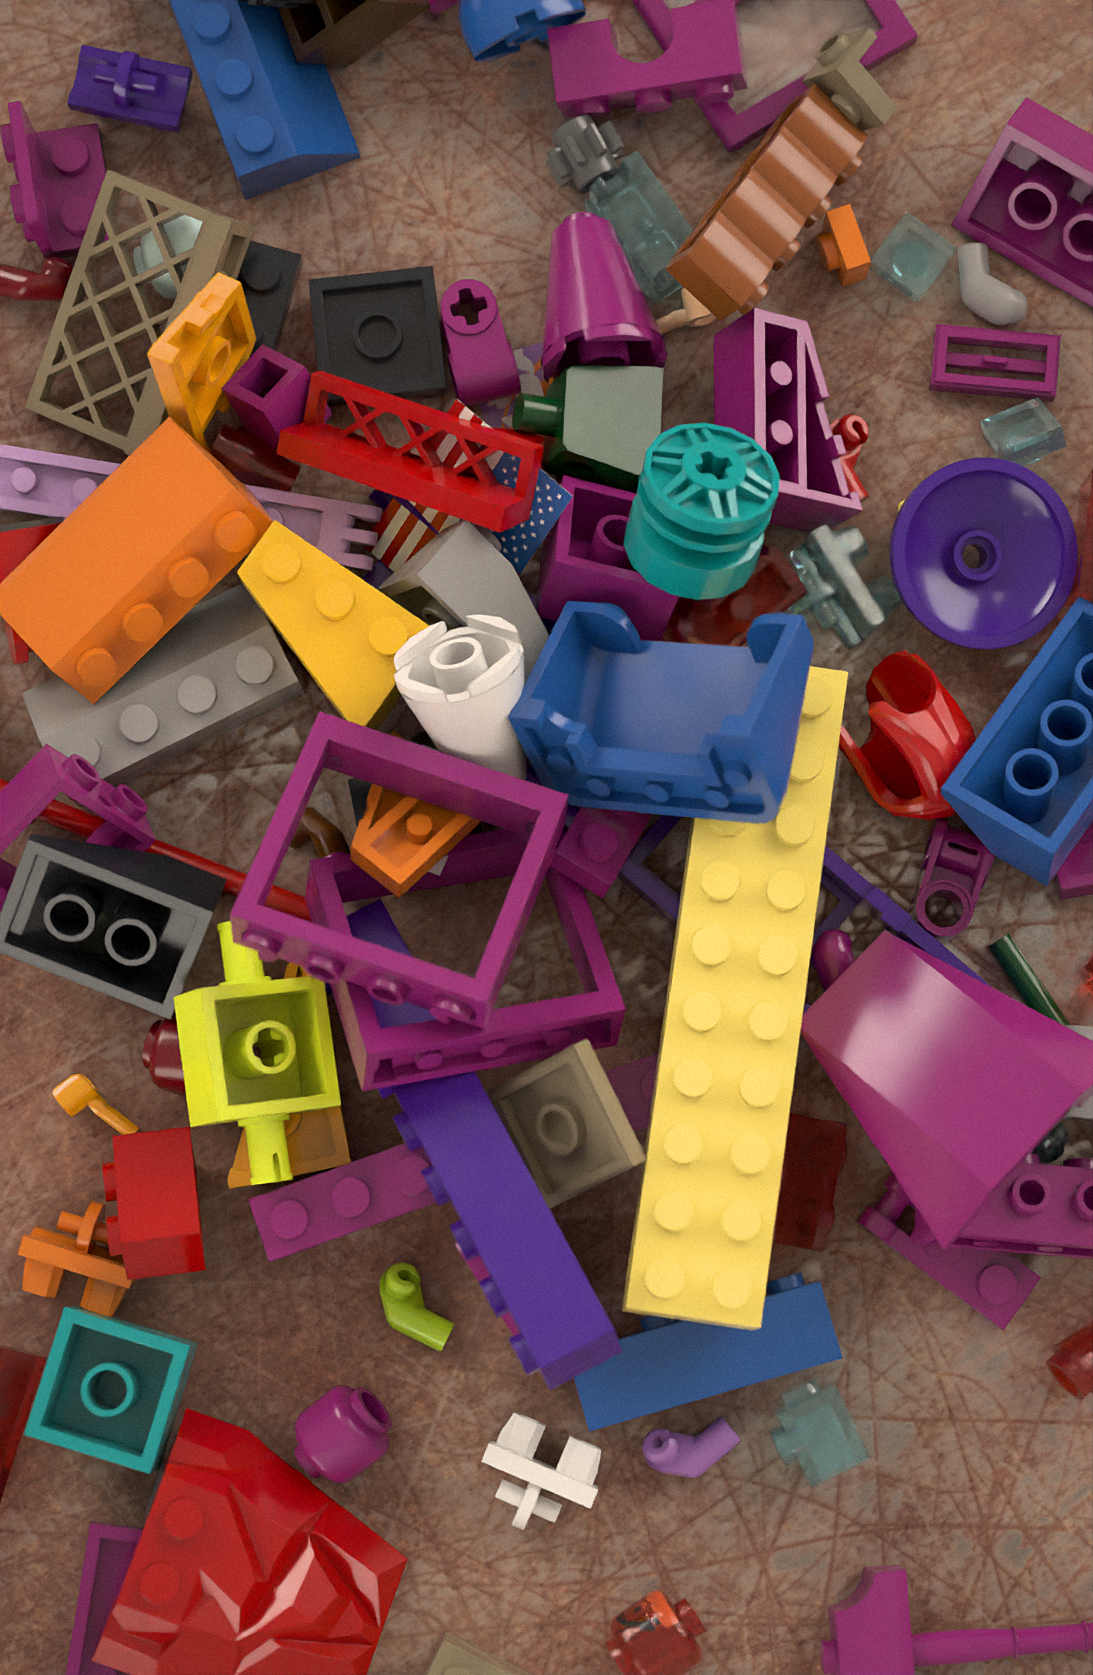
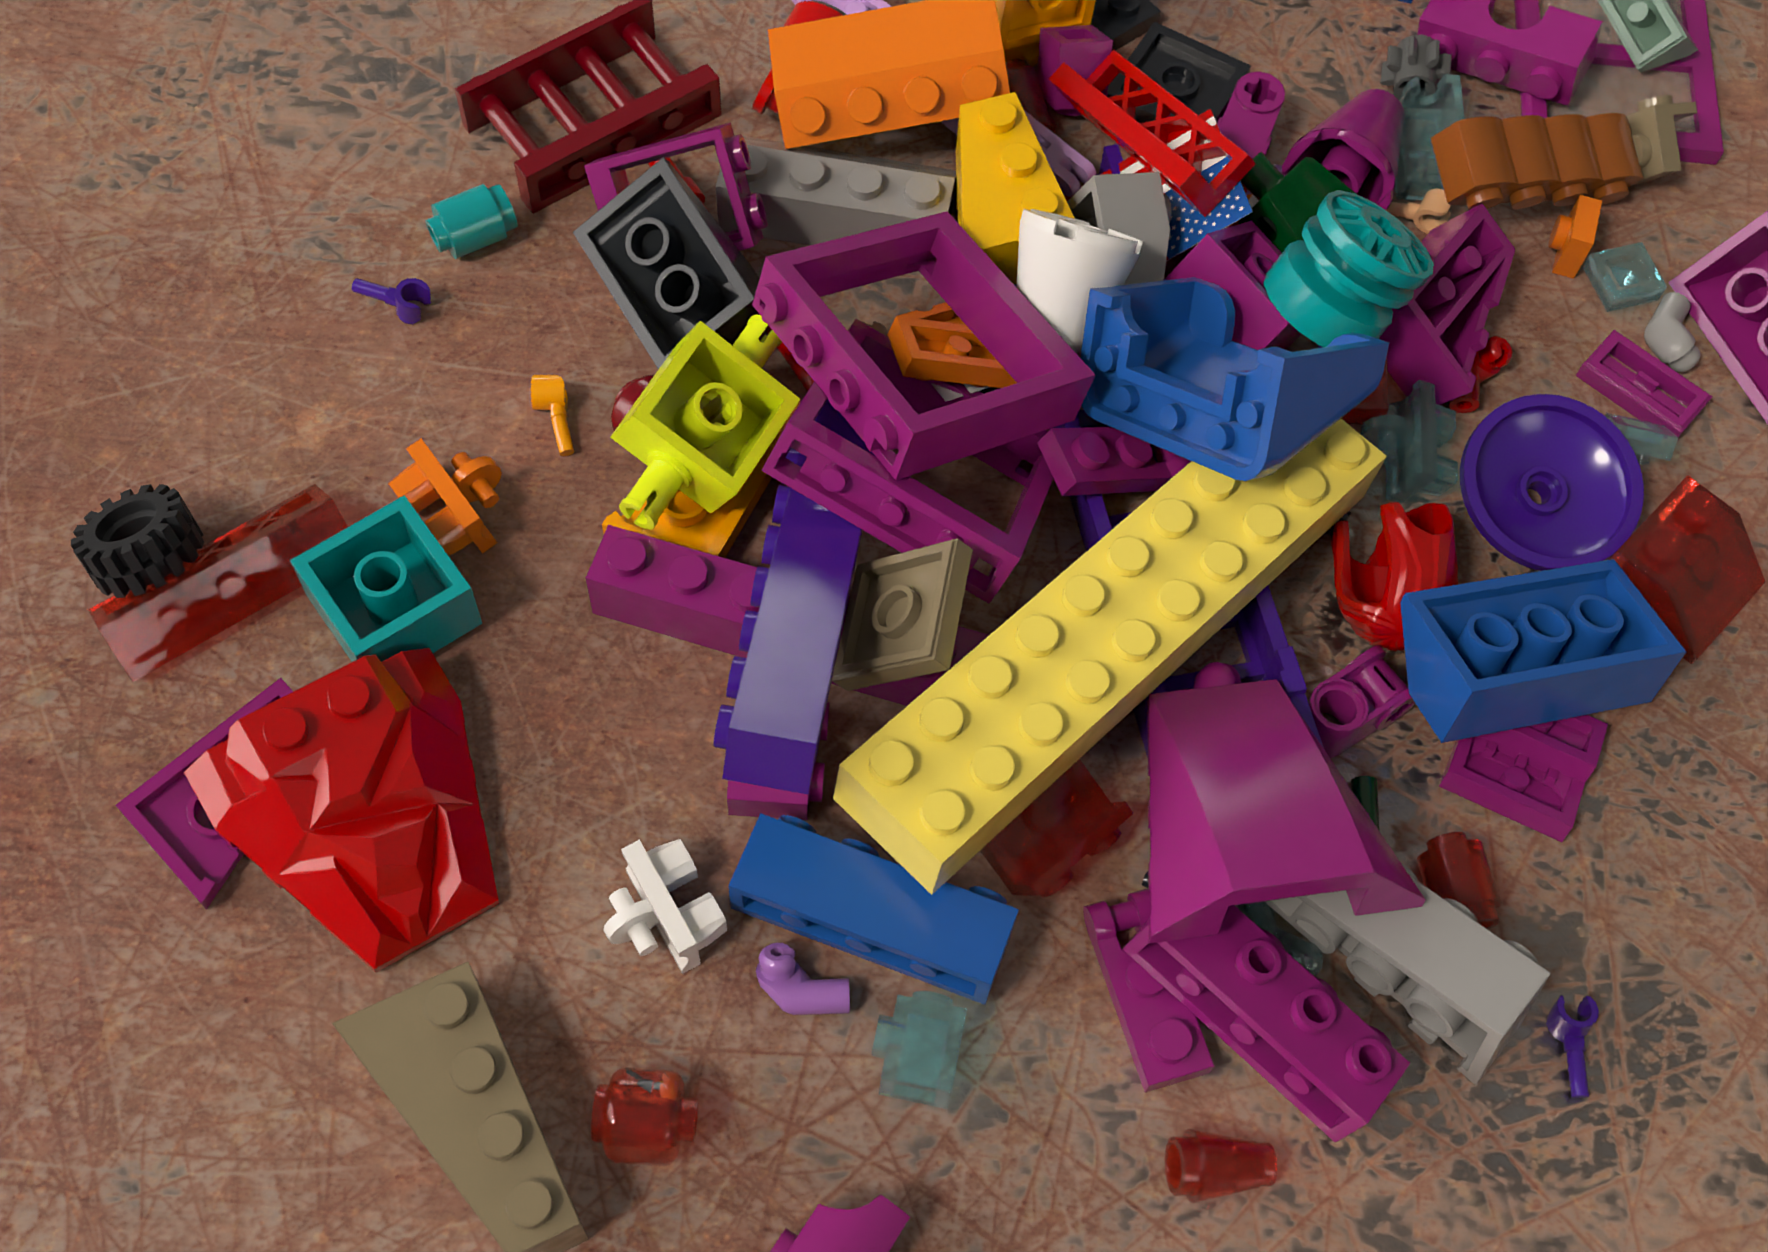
camera: 30 degrees right, 20 degrees down
(156, 1203) = (537, 486): red brick -> none
(342, 1433) = (530, 759): magenta head -> none
(406, 1308) = (662, 710): lime arm -> none

